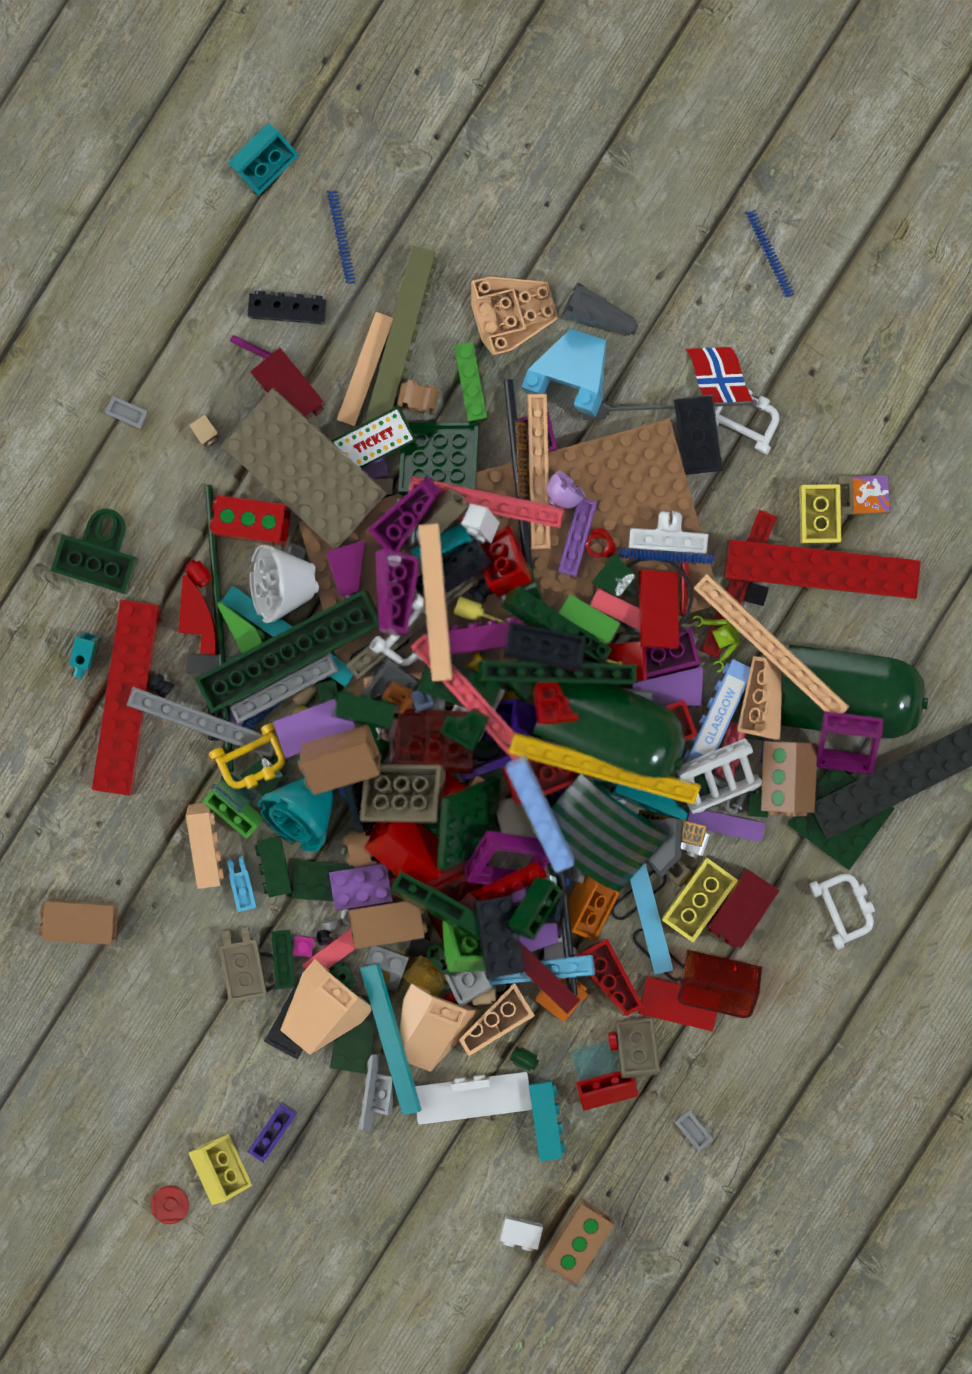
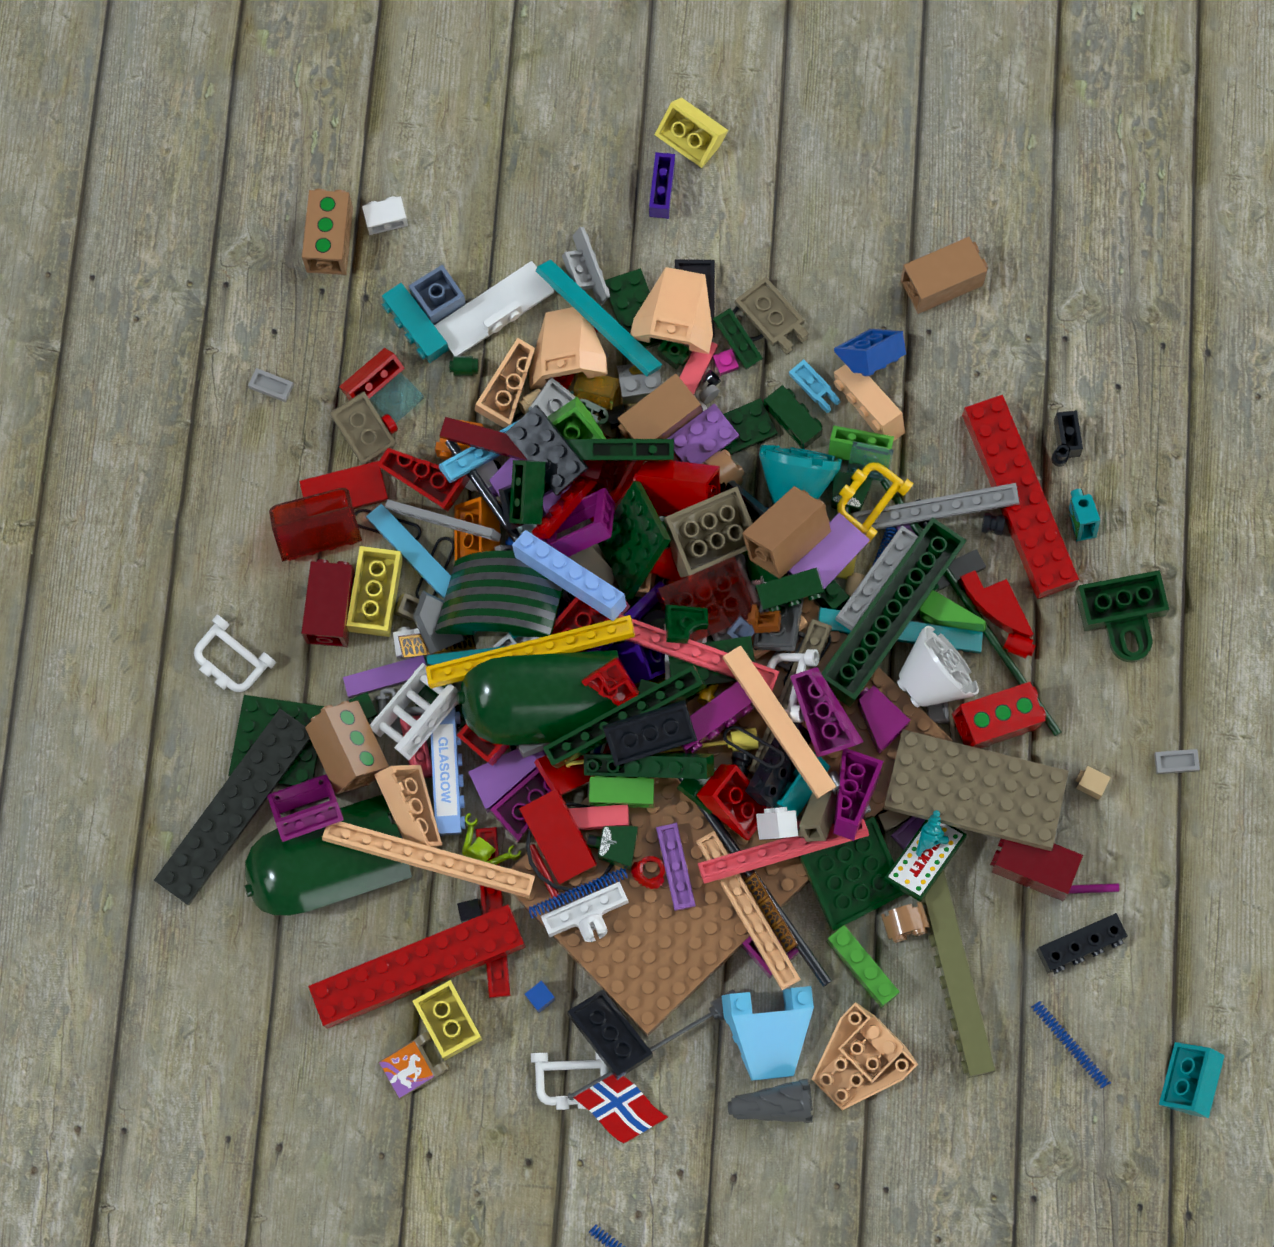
camera: 155 degrees right, 15 degrees down
(58, 725) = (1067, 436): none -> black hinge
(169, 1204) = (719, 81): red tile -> none
(178, 887) = (872, 350): none -> blue slope
(360, 452) = (931, 834): none -> teal piece
(365, 369) = (972, 926): light nougat tile -> none
(472, 589) = (749, 754): none -> black piece
(514, 1134) = (437, 294): none -> sand blue brick
(563, 491) = (712, 901): lavender cylinder -> none
(613, 928) = (443, 520): none -> light grey tile
(737, 494) = (540, 996): none -> blue piece

